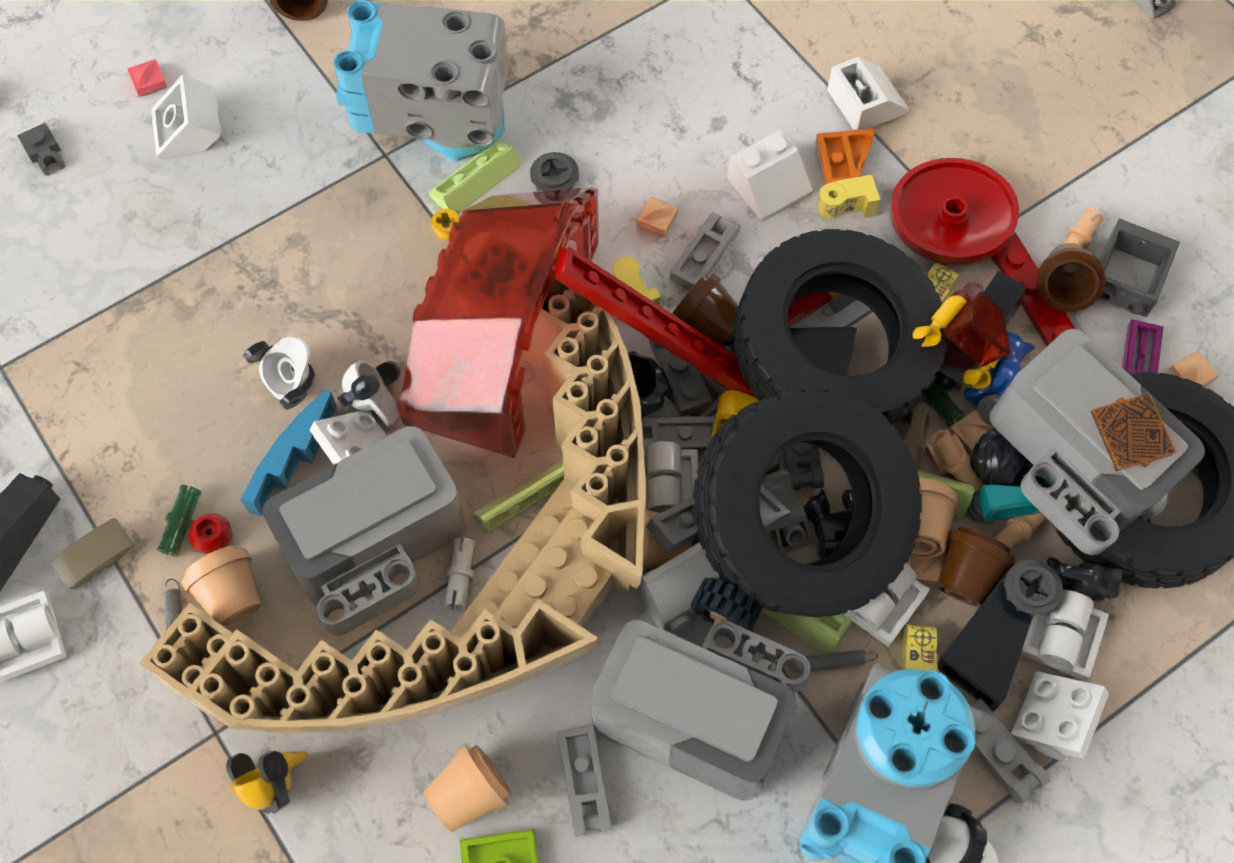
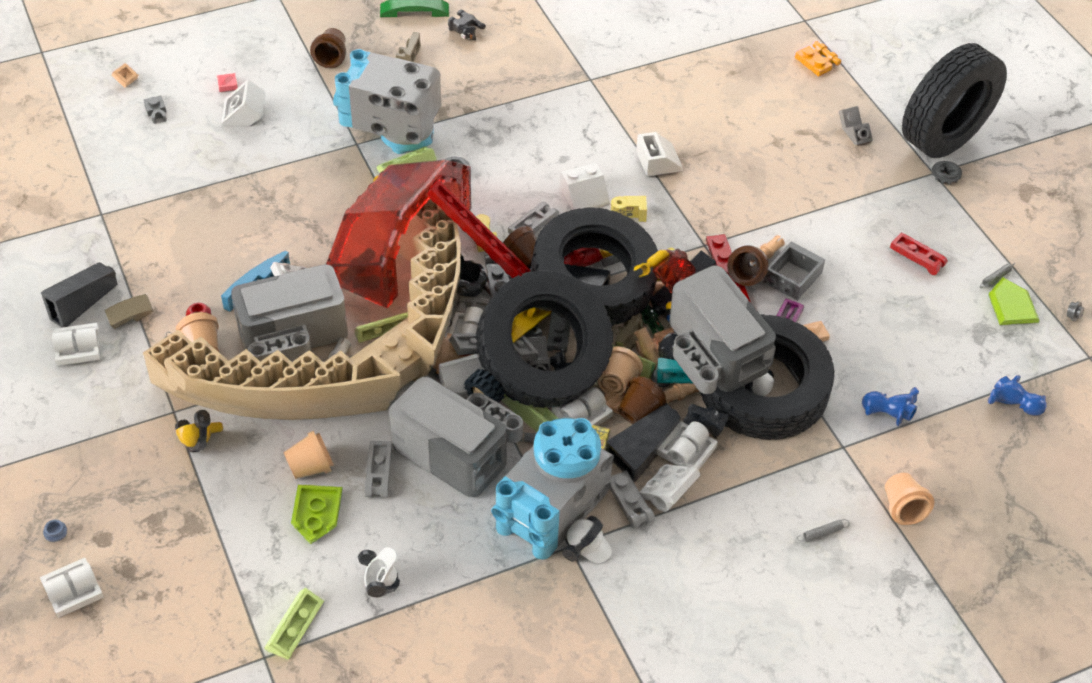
camera: 10 degrees right, 15 degrees down
(179, 520) = (182, 303): clear green pin -> none
(284, 369) = (264, 236): white cap -> none
(366, 389) = (309, 254): cap -> none
(657, 216) = (510, 200): light nougat tile -> none
(843, 153) = (636, 183): orange wing -> none
(954, 211) = (691, 222): red dish -> none
(1049, 587) = (671, 407): dark grey gear -> none
(1133, 432) = (734, 319): clear orange piece -> none

